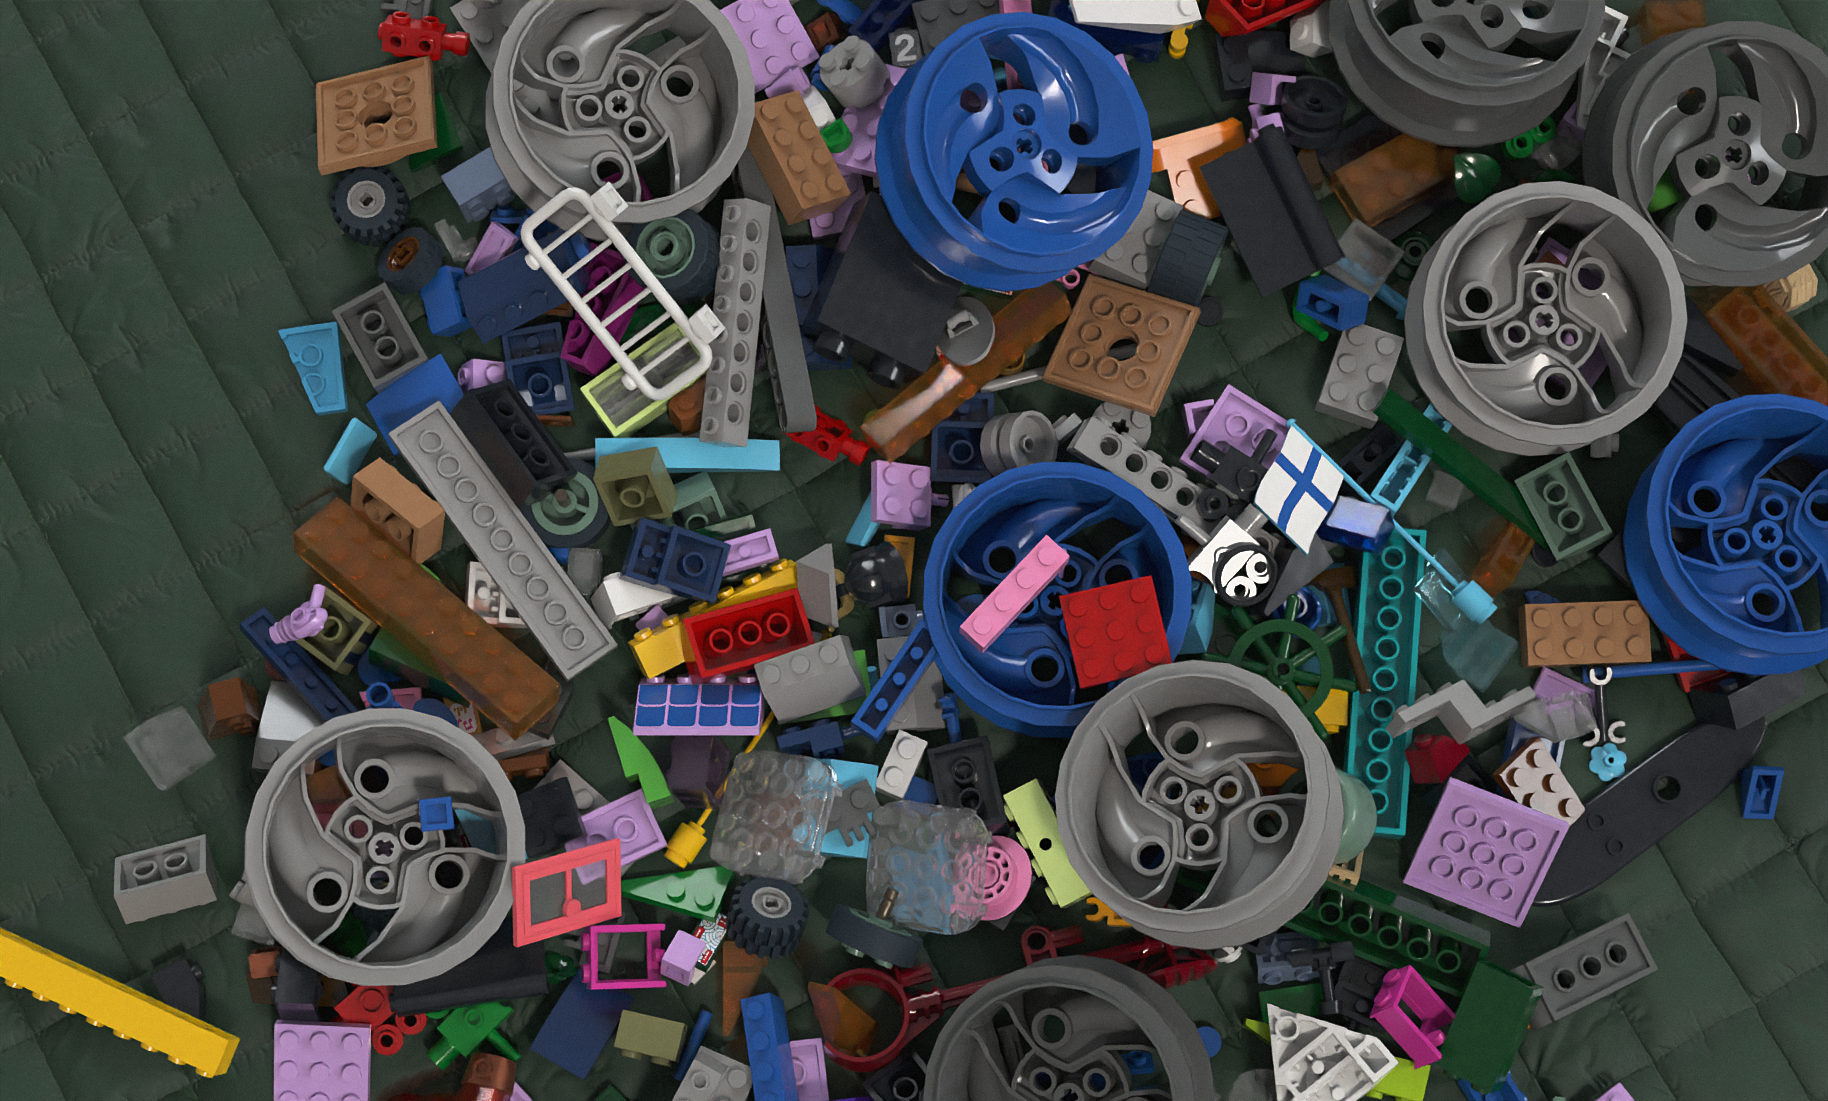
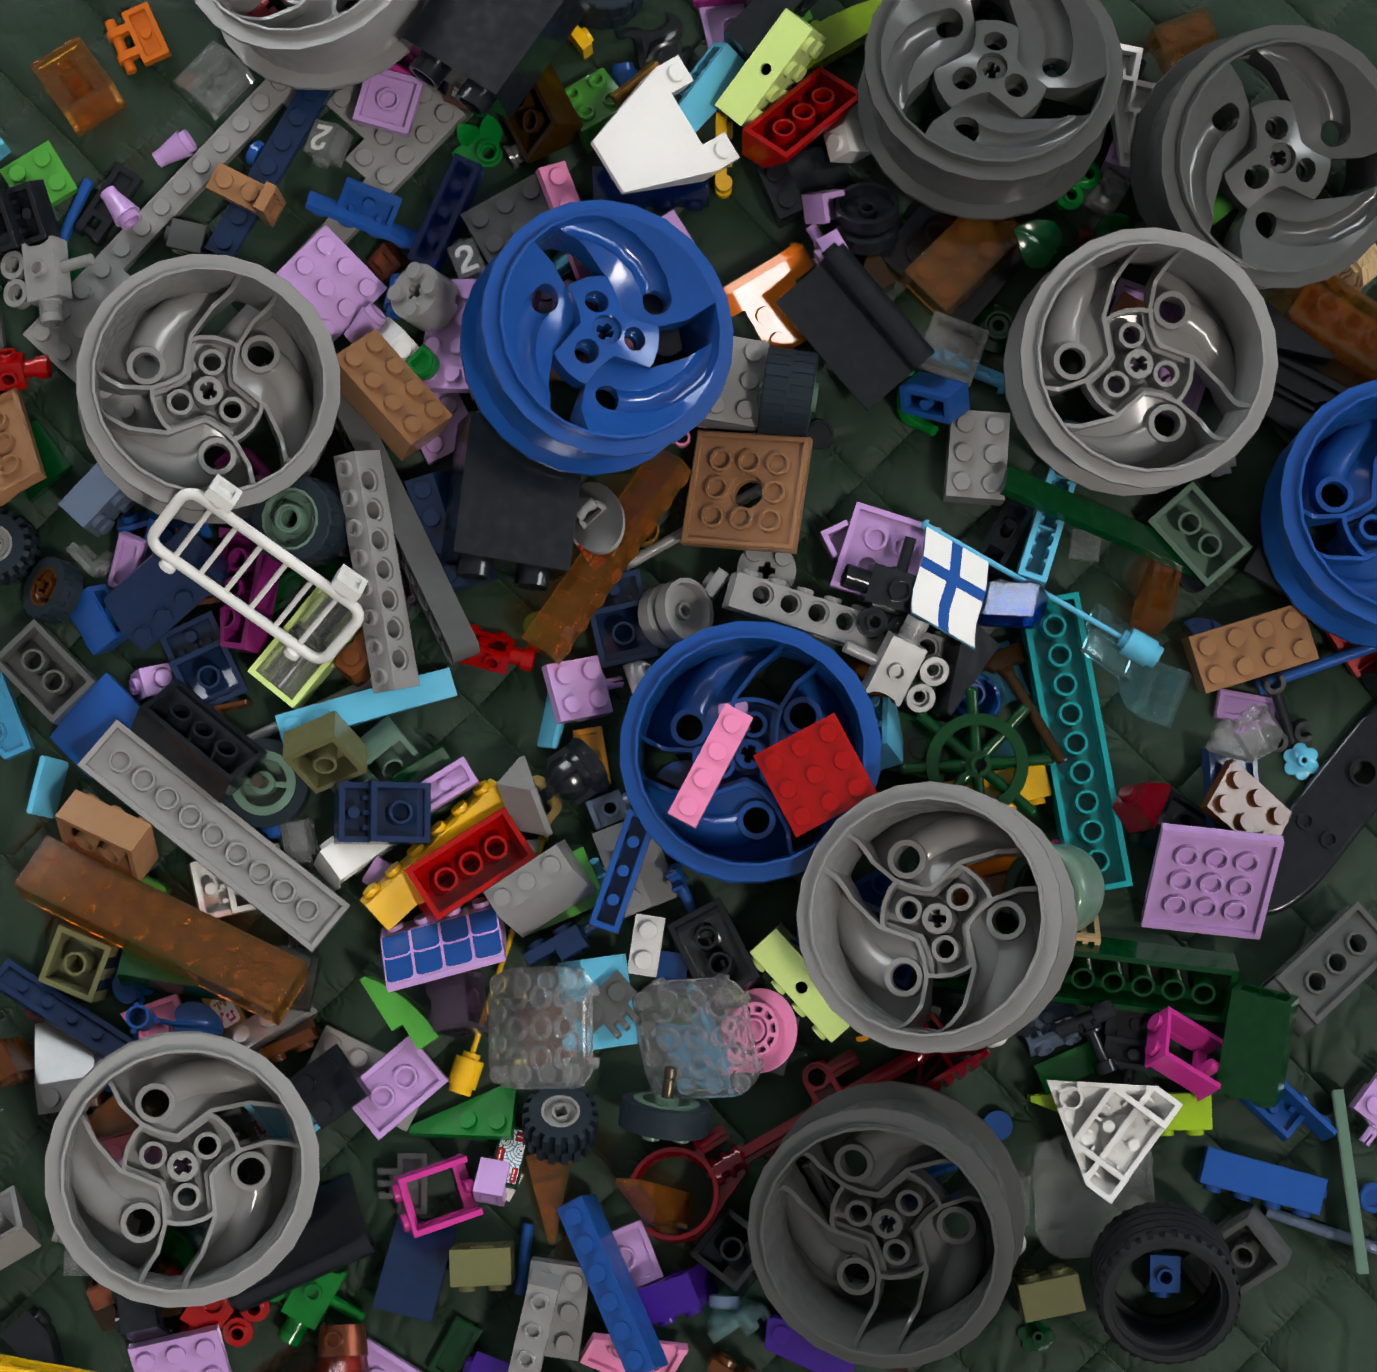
camera: 10 degrees left, 5 degrees up
(303, 621) = (47, 965): lavender piece -> none
(436, 814) = (222, 1123): blue tile -> none
(559, 967) = (379, 1220): dark green plant -> none
(566, 892) = (365, 1157): coral door -> none
(581, 245) = (211, 534): blue tile -> none
(1244, 603) = (919, 710): black tyre -> none
(1459, 711) = (1153, 754): light grey bracket -> none

